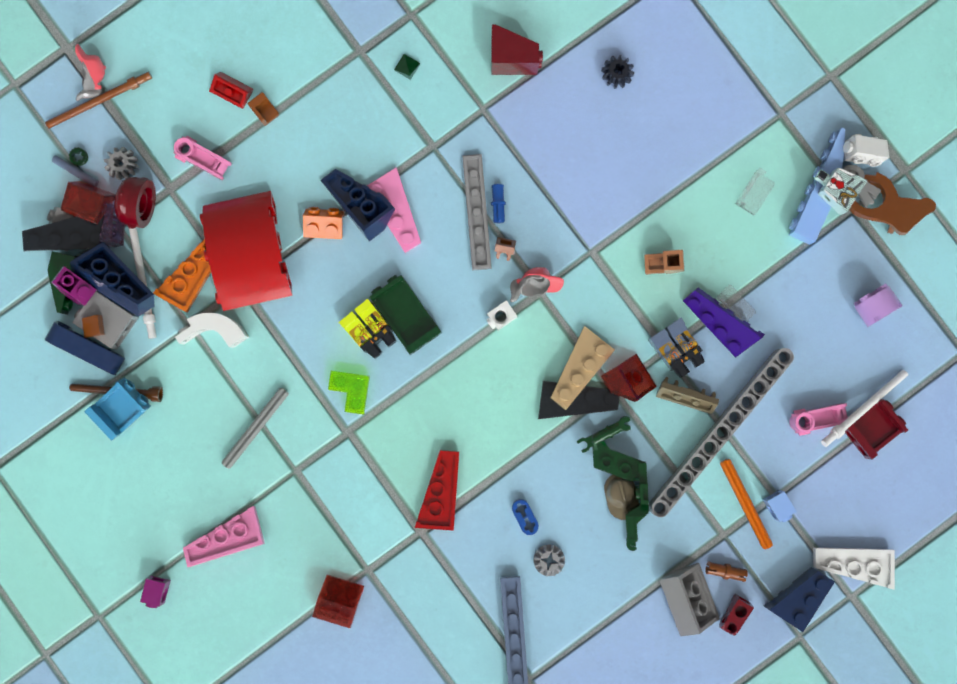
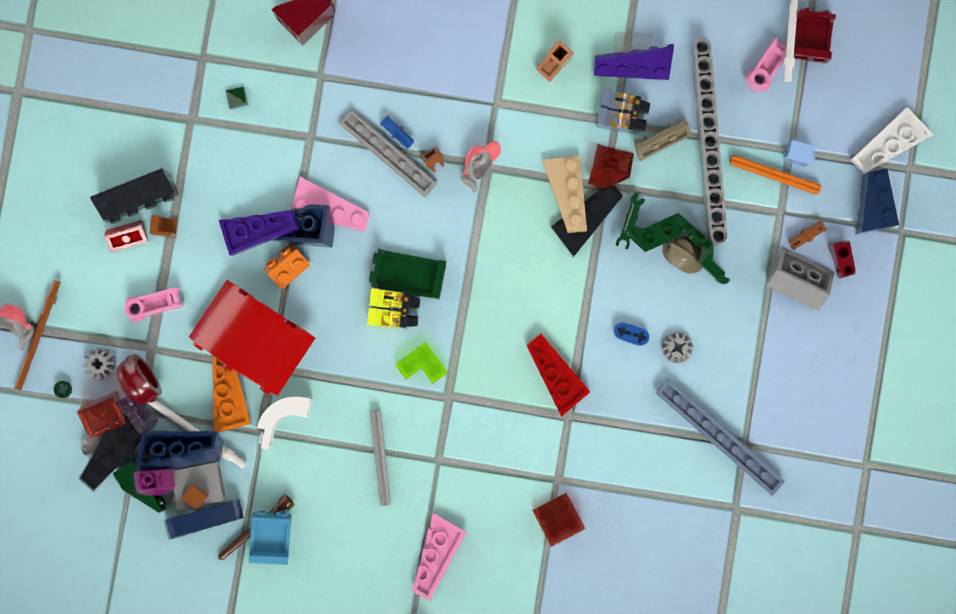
camera: 45 degrees left, 0 degrees up
(75, 171) = (70, 402): sand blue piece -> none
(263, 66) = (135, 196): none -> black slope
(322, 173) = (251, 231): none -> dark purple wing
(505, 308) = (477, 201): white brick -> none

